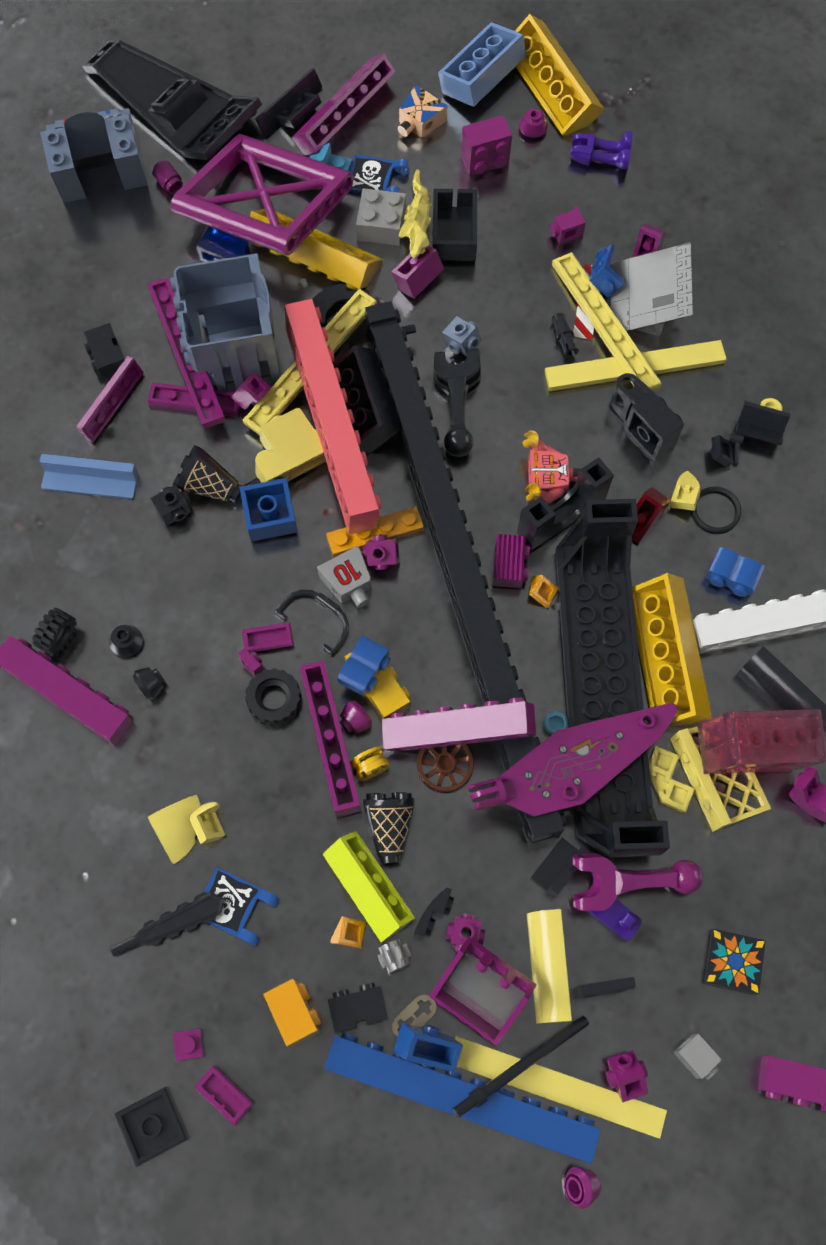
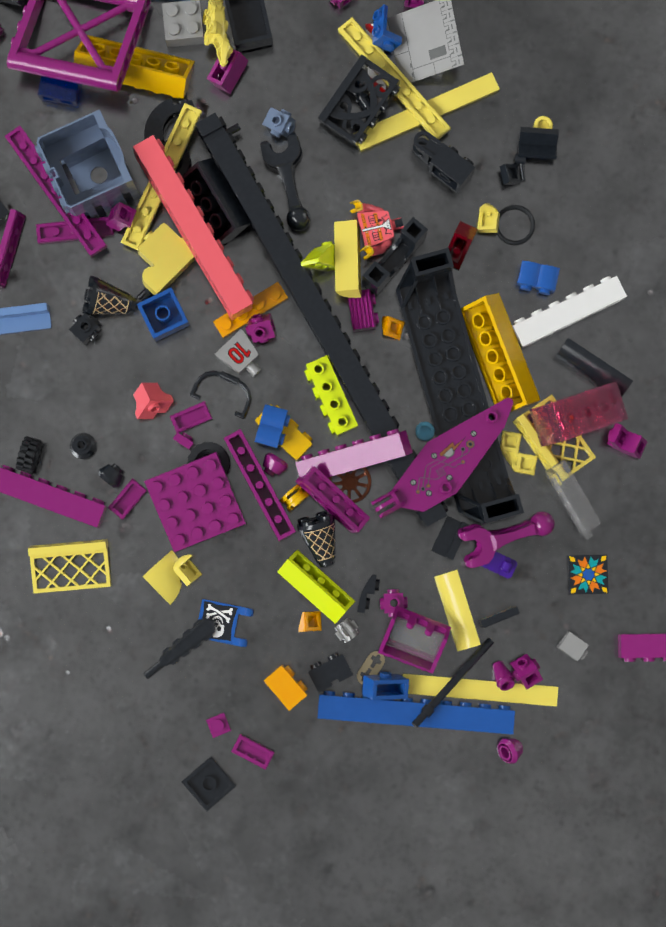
camera: 10 degrees left, 15 degrees up
(61, 760) = (64, 550): none -> light yellow fence
(159, 717) = (127, 499): none -> magenta tile
(224, 605) = (151, 400): none -> coral brick
(242, 739) = (195, 501): none -> magenta plate
(418, 777) = (333, 500): none -> magenta fence
(448, 652) = (331, 395): none -> neon yellow brick
(479, 490) = (321, 258): none -> neon yellow slope
(506, 497) = (347, 259): none -> light yellow brick
(564, 301) = (356, 74): none -> black fence
(593, 1075) = (503, 676): none -> magenta cone
(733, 853) = (573, 498): none -> clear panel

